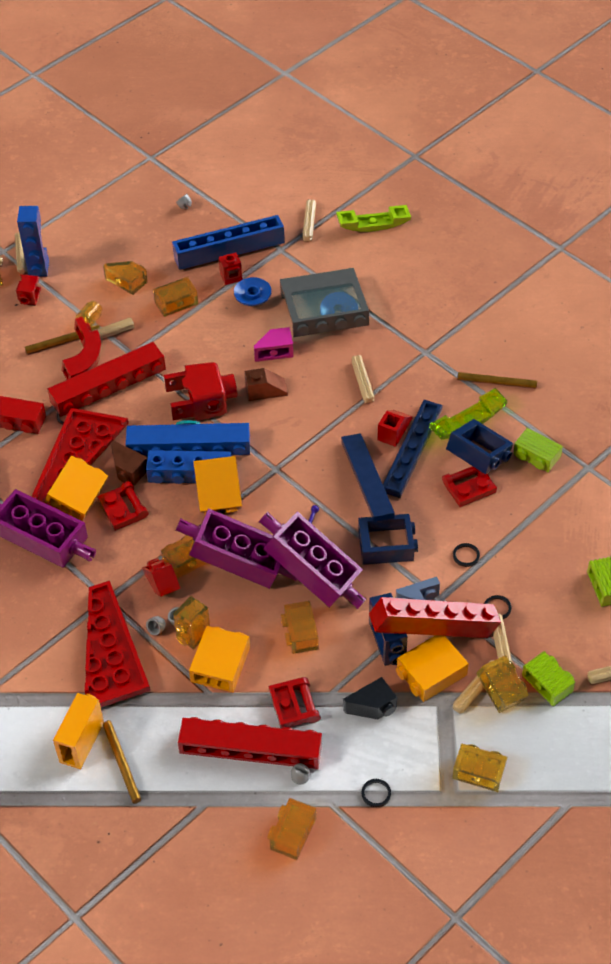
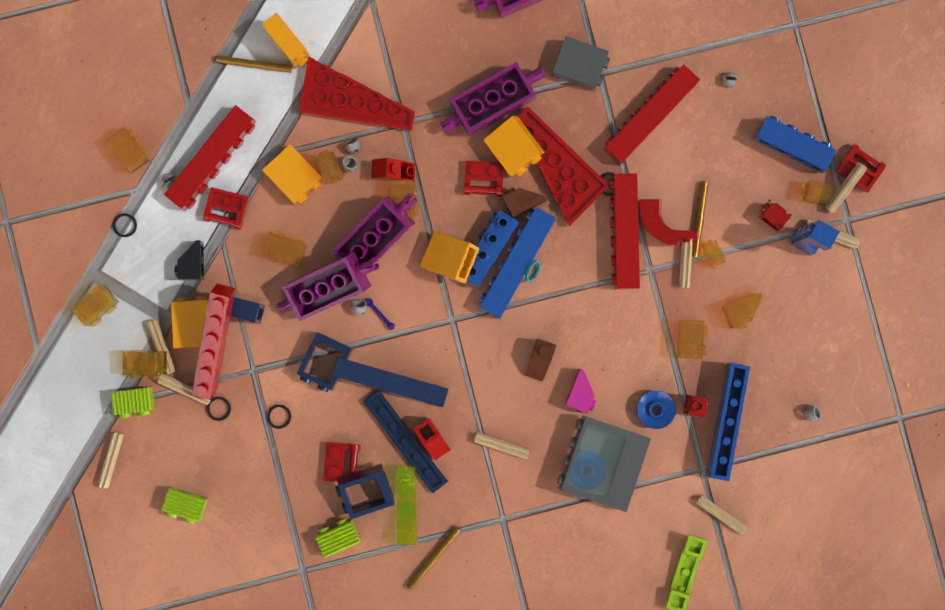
camera: 115 degrees right, 35 degrees up
(205, 389) = (558, 301): red piece -> none
(422, 590) = (260, 347): sand blue slope -> none

